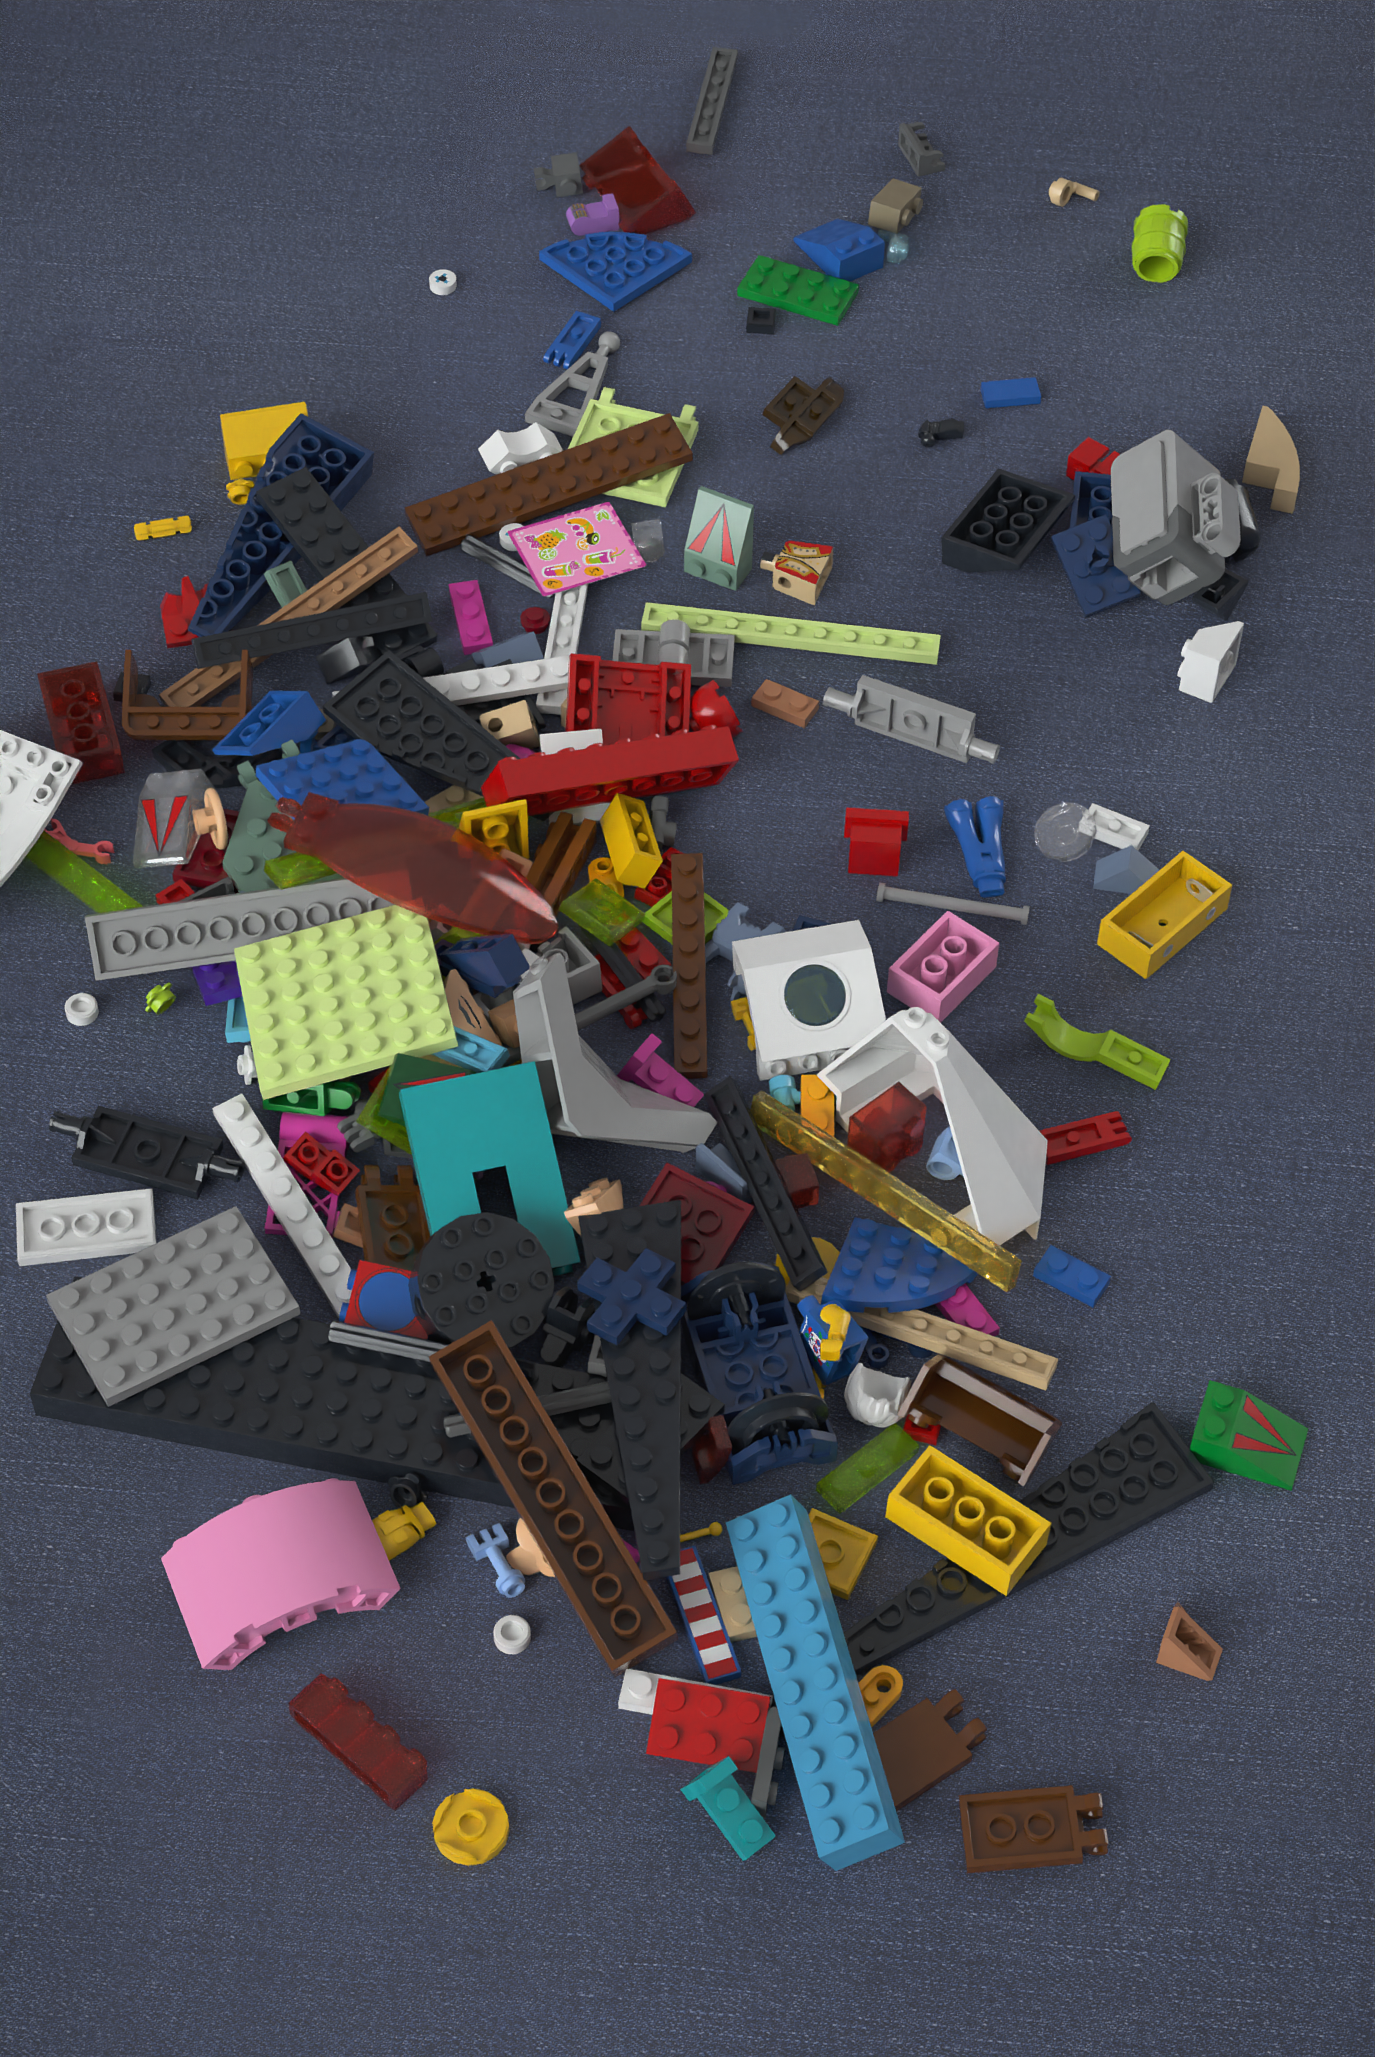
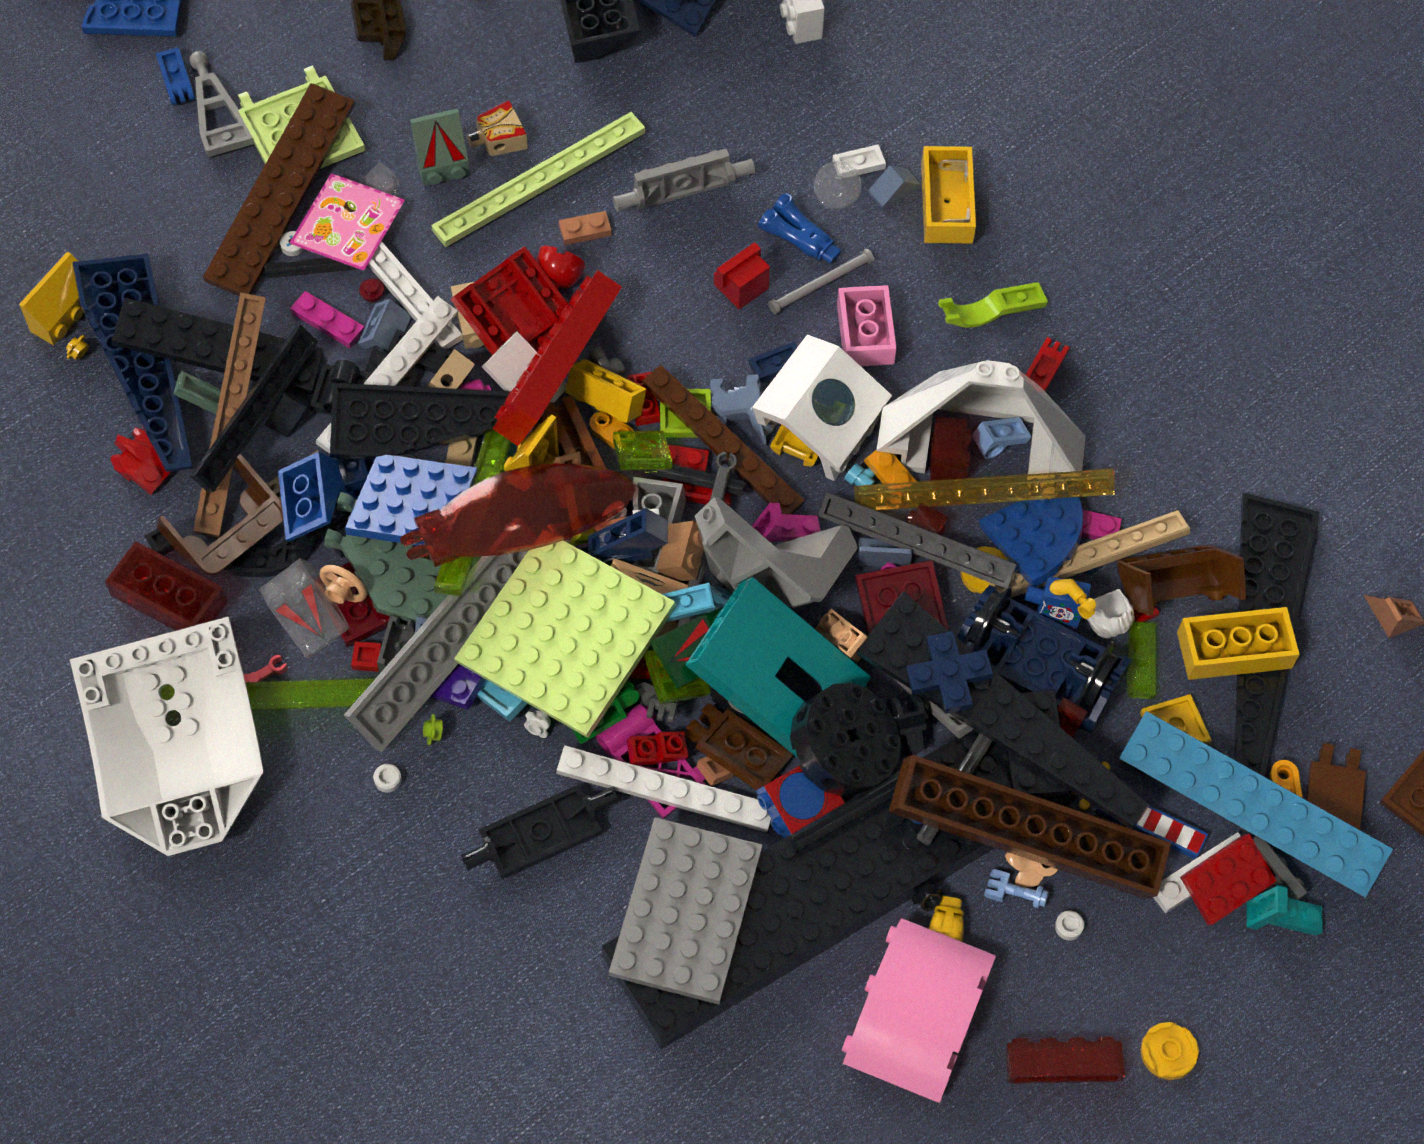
camera: 45 degrees left, 10 degrees up
(85, 1227) = (555, 910): white tile -> none
(162, 528) = (51, 414): yellow axle -> none
(442, 282) = (36, 96): white tile -> none
(513, 449) = (234, 180): white brick -> none
(707, 653) = (486, 246): light grey plate -> none
(732, 1603) = (1162, 797): tan plate -> none
(1072, 1276) = (1123, 455): blue plate -> none
(1247, 1437) = (1303, 472): green slope -> none

